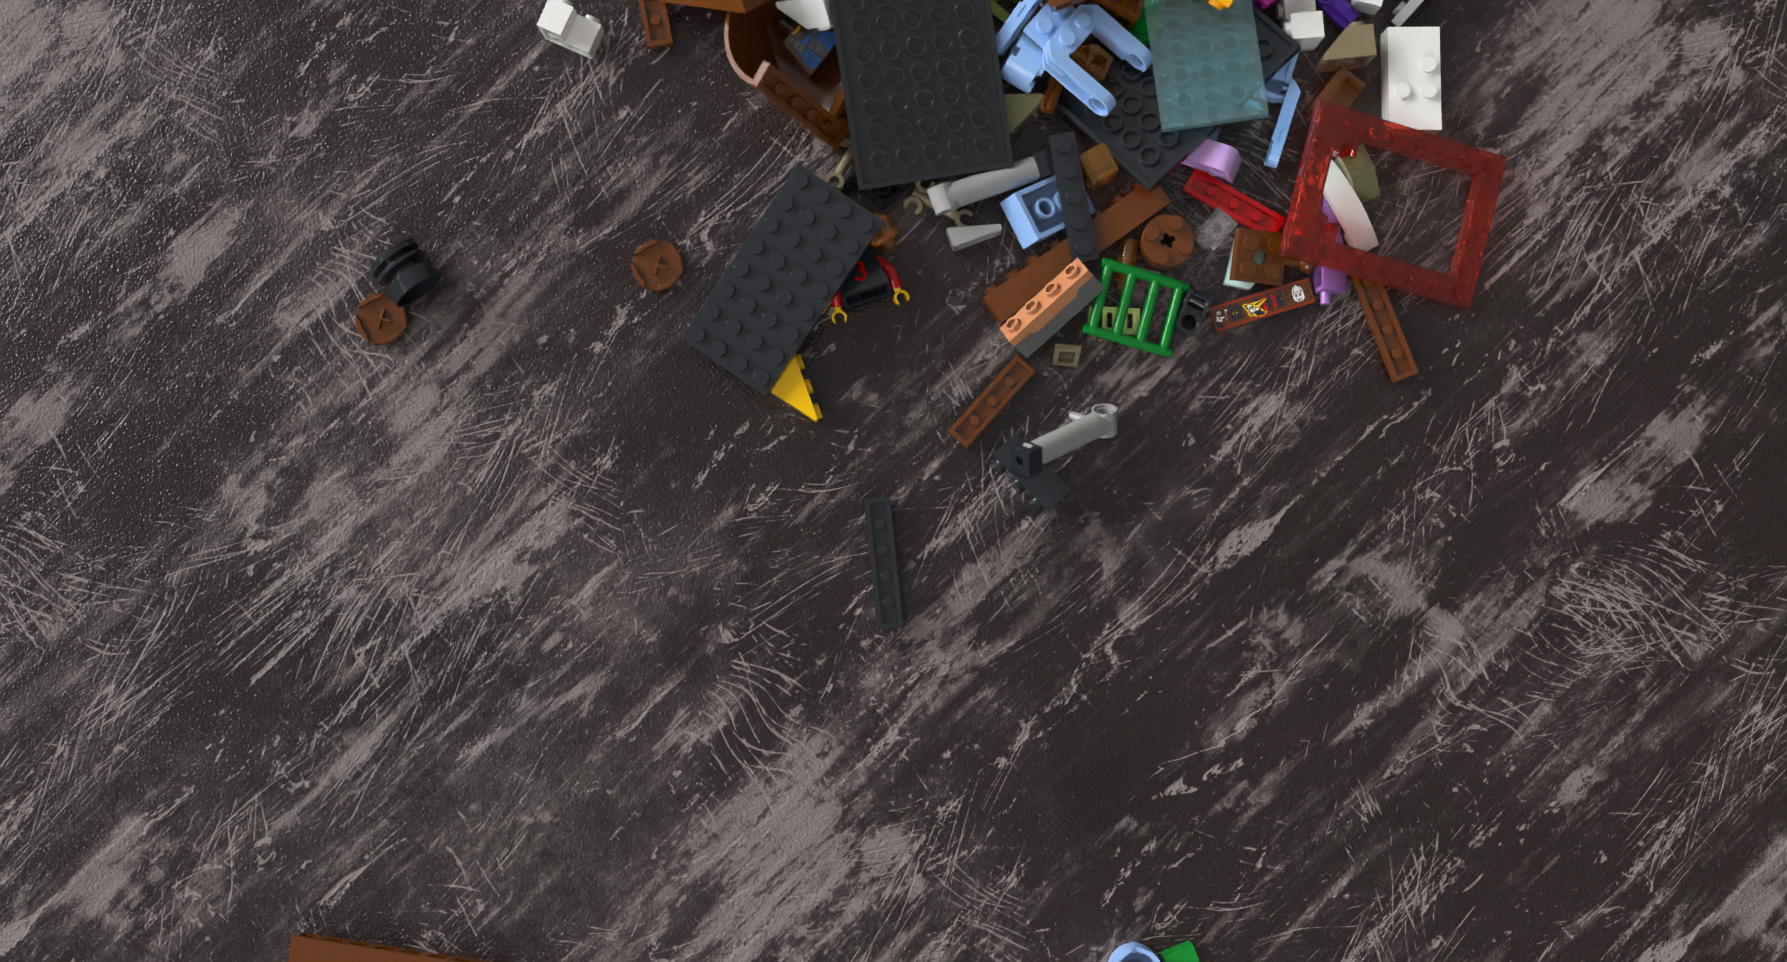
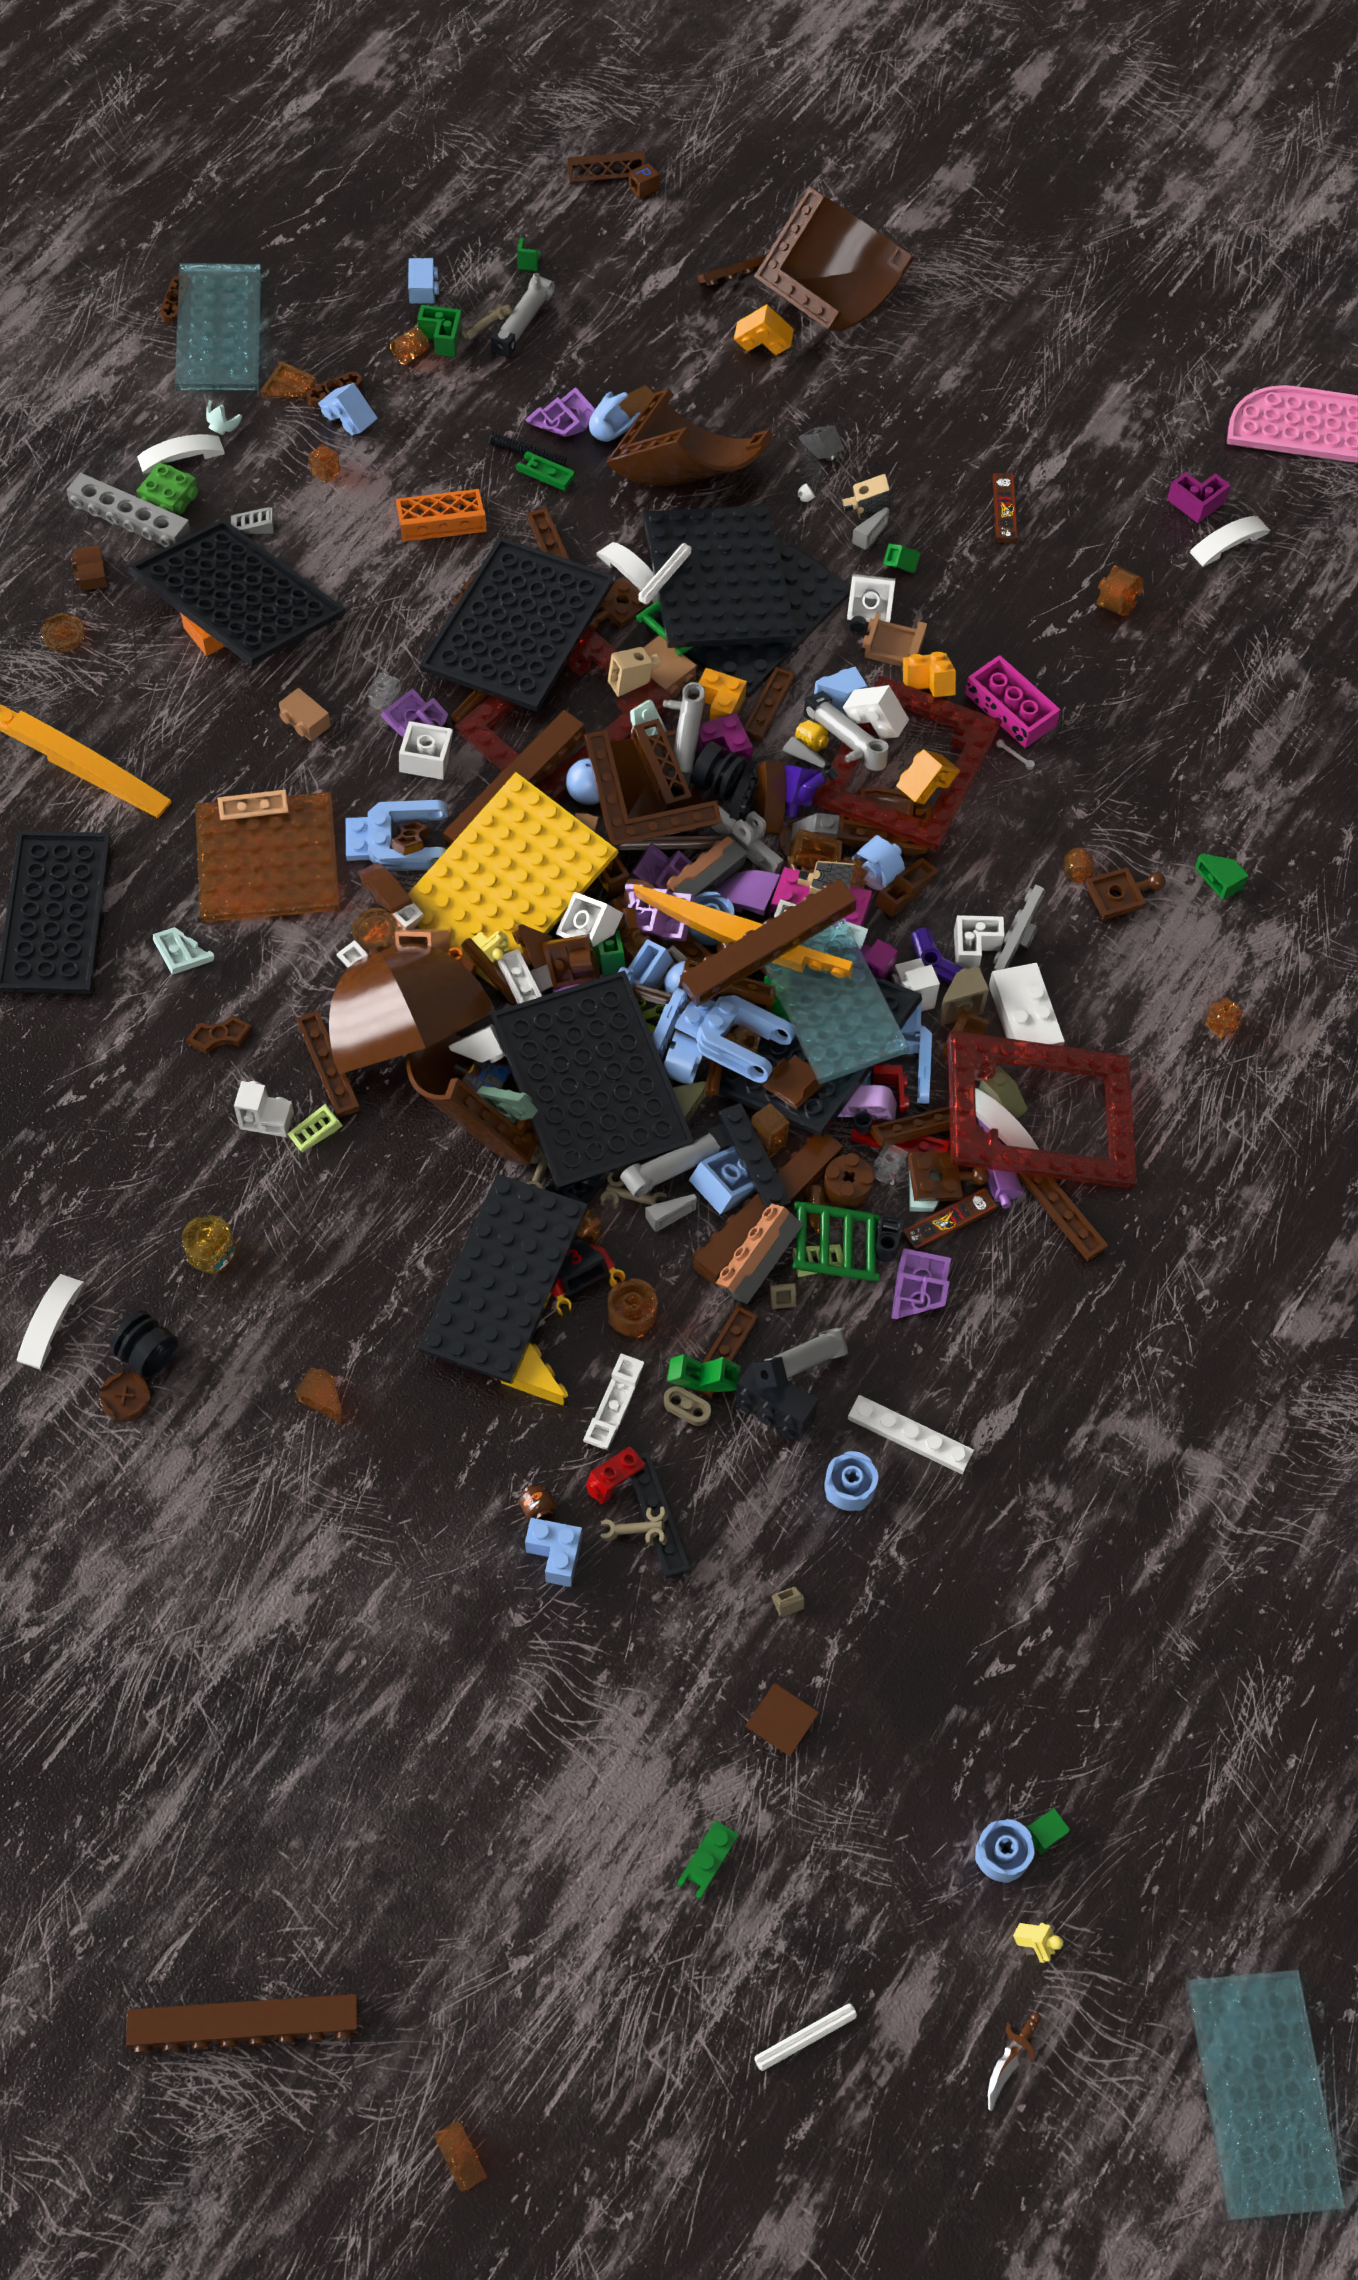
camera: 15 degrees left, 25 degrees down
(316, 218) = (47, 1320): none -> white slope
(488, 171) = (208, 1243): none -> clear yellow brick
(576, 361) = (320, 1394): none -> clear orange slope
(619, 48) = (316, 1117): none -> yellowish green slope
(657, 265) = (382, 1297): reddish brown tile -> none
(768, 527) = (538, 1503): none -> reddish brown head
(782, 577) = (559, 1544): none -> light blue brick
(824, 85) = (509, 1103): none -> sand green wing
(850, 512) = (612, 1473): none -> red bracket
(856, 909) = (709, 1857): none -> green hinge
(867, 435) = (615, 1402): none -> white slope
(876, 578) = (653, 1528): none -> dark tan bar
(906, 322) = (621, 1313): none -> clear orange brick
(940, 454) = (689, 1404): none -> dark tan plate
(956, 797) = (781, 1719): none -> reddish brown piece
(964, 428) = (711, 1376): none -> green brick
(992, 677) = (788, 1601): none -> dark tan slope
(1099, 572) = (851, 1495): none -> light blue brick
(1136, 119) = (793, 1081): none -> reddish brown piece
(1158, 532) = (910, 1434): none -> white plate
(1198, 175) = (862, 1122): none -> black hinge
(1211, 370) = (920, 1283): none -> medium lavender slope
(1250, 193) = (911, 1127): none -> reddish brown tile
(1253, 133) = (892, 1075): none -> red bracket
(1625, 133) = (1224, 1017): none -> clear orange brick

